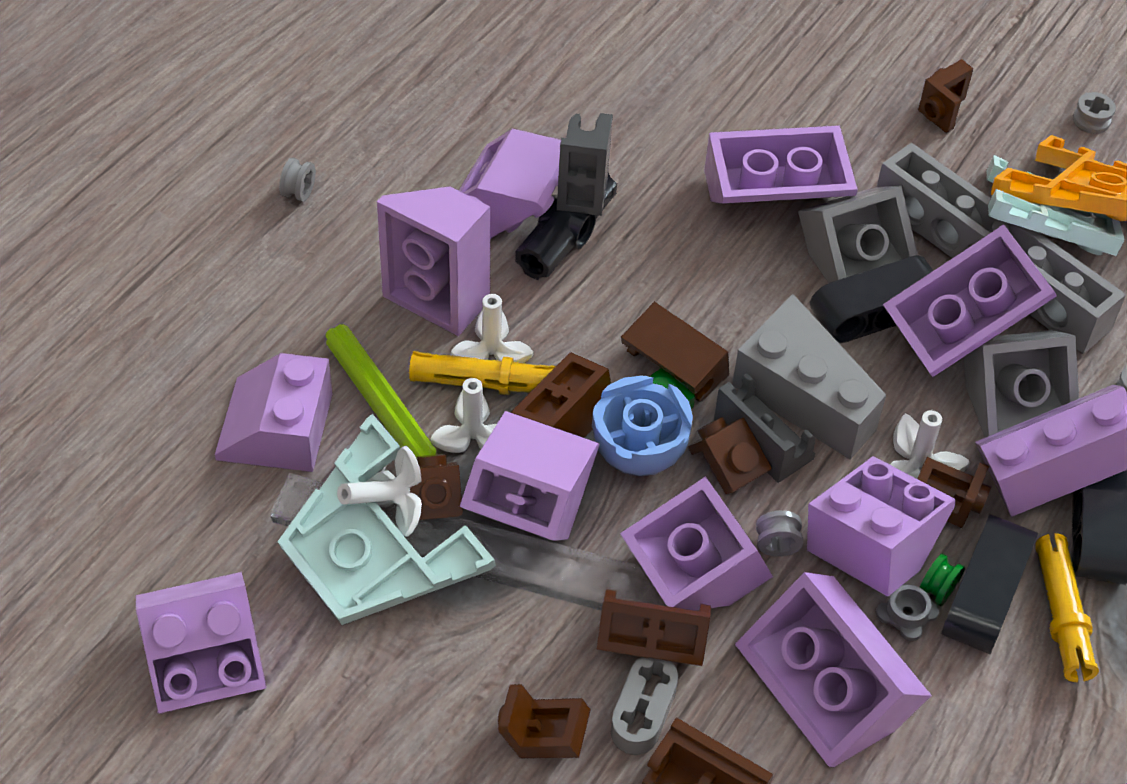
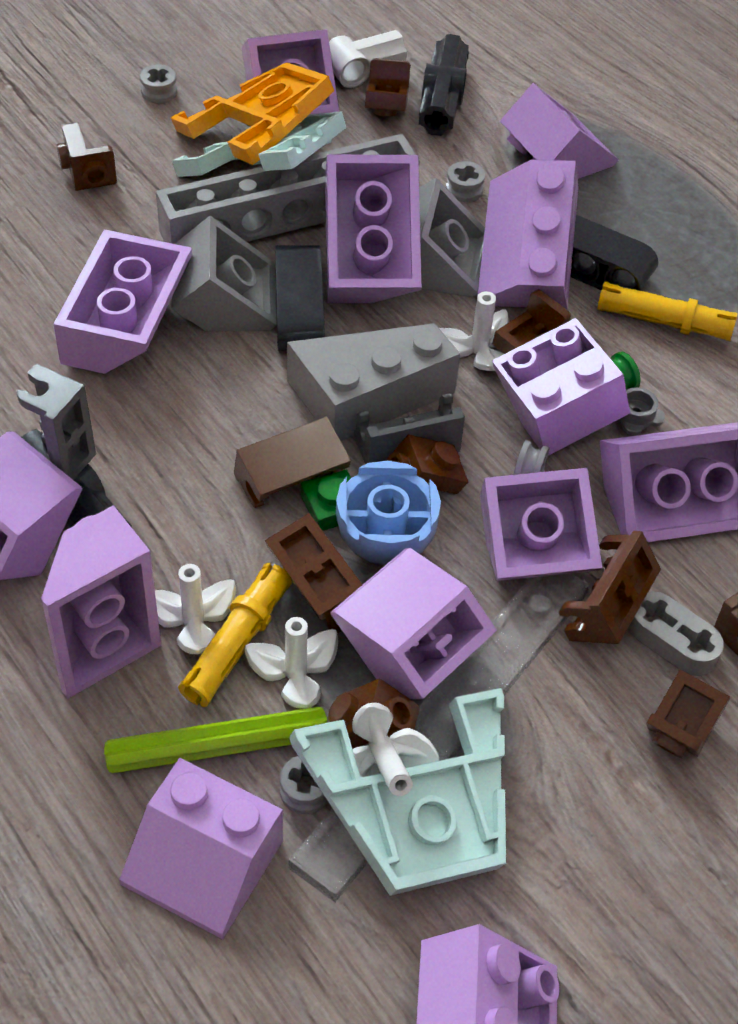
camera: 70 degrees left, 0 degrees up
(989, 584) = (661, 359): black beam -> none

